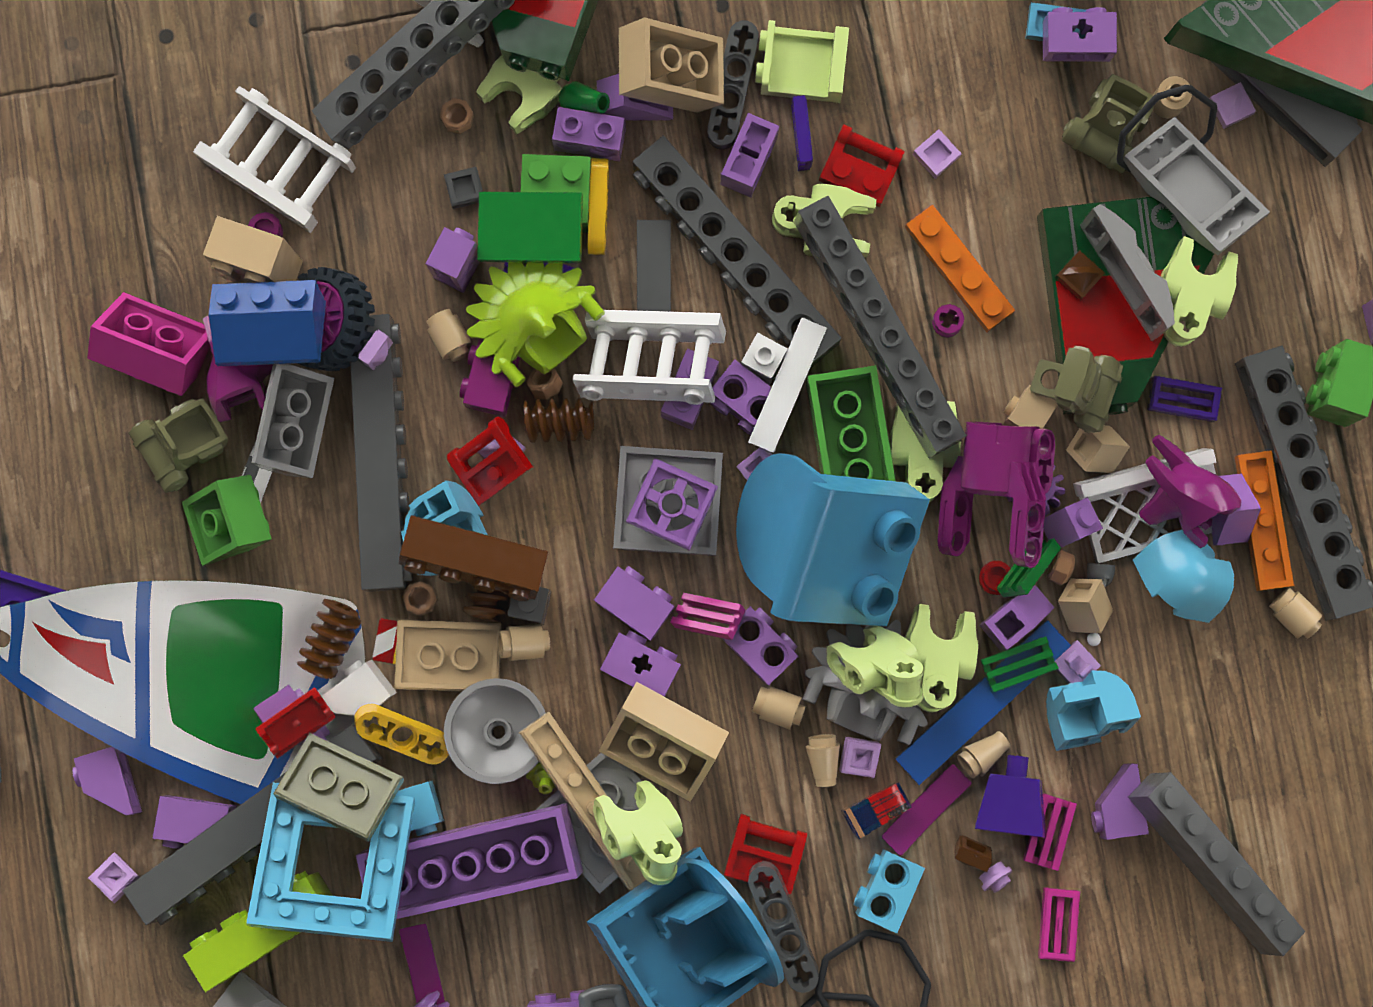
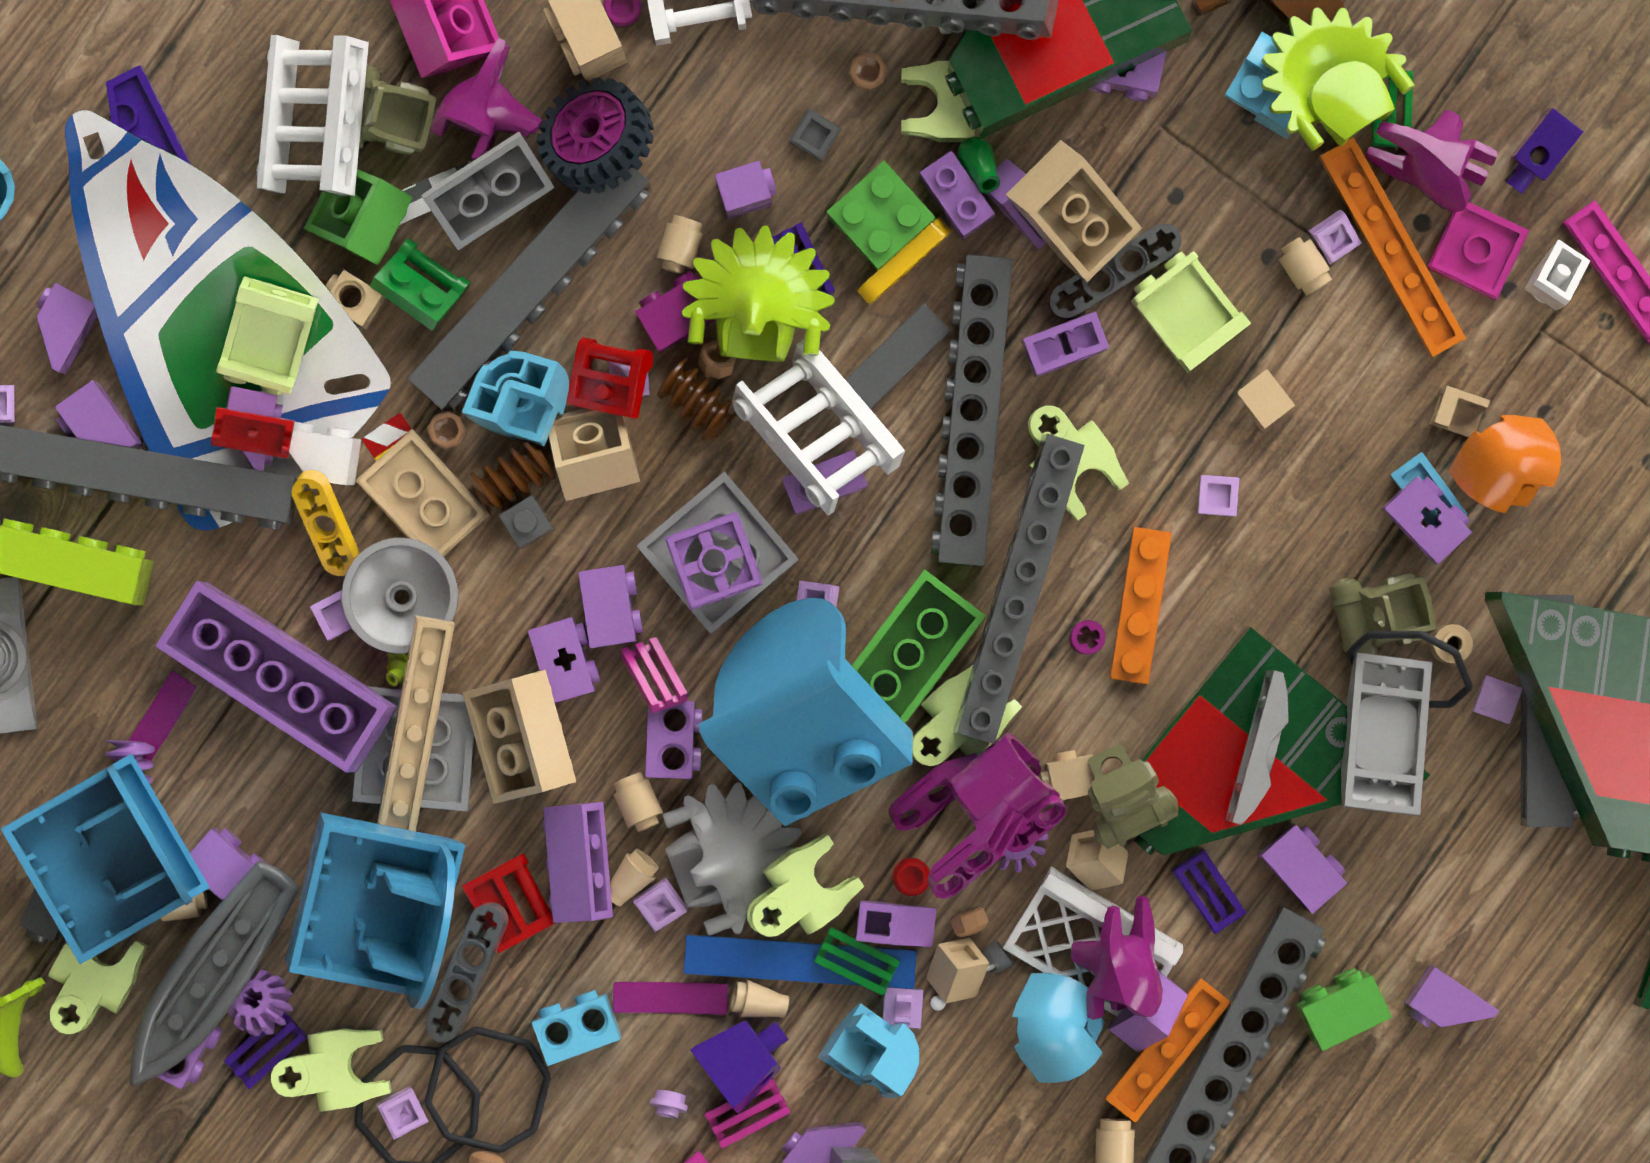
camera: 45 degrees right, 5 degrees up
(156, 469) = (343, 115): none -> white fence
(244, 653) = (267, 336): none -> yellowish green panel
(267, 322) = (542, 98): blue slope -> none
(290, 567) = (370, 301): none -> tan brick
(310, 532) = (413, 291): none -> green plate
(331, 639) = (343, 395): reddish brown piece -> none
(339, 787) = (235, 516): tile -> none
(371, 917) = (161, 640): medium azure plate -> none
(375, 350) = (607, 202): lavender tile -> none
(426, 808) = (281, 593): medium azure brick -> none
(466, 789) = (331, 616): none -> lavender plate
(472, 558) = (515, 445): reddish brown brick -> none
(523, 642) = (491, 547): tan brick -> none
(526, 514) = (592, 452): none -> tan slope
(530, 227) = (828, 227): green tile -> none
(643, 833) = (430, 791): yellowish green piece -> none
(754, 392) = (872, 536): medium lavender brick -> none
(764, 358) = (907, 518): white brick -> none
(781, 784) = (577, 862): none -> medium lavender brick
(787, 385) = (903, 559): white sticker -> none
(802, 133) = (1127, 368): dark purple tile -> none
(857, 174) = (1137, 447): red plate -> none
(876, 810) = (631, 958): leg -> none
(885, 665) = (746, 855): yellowish green piece -> none
(906, 65) = (1265, 399): none -> tan panel
(973, 853) = (670, 1067): reddish brown tile -> none
(1022, 579) = (922, 899): green tile -> none
(1072, 523) = (1011, 895): medium lavender brick -> none
(1079, 275) = (1222, 710): reddish brown tile -> none
(1196, 294) = (1293, 818): yellowish green piece -> none
(1240, 329) = (1303, 867): none -> medium lavender brick

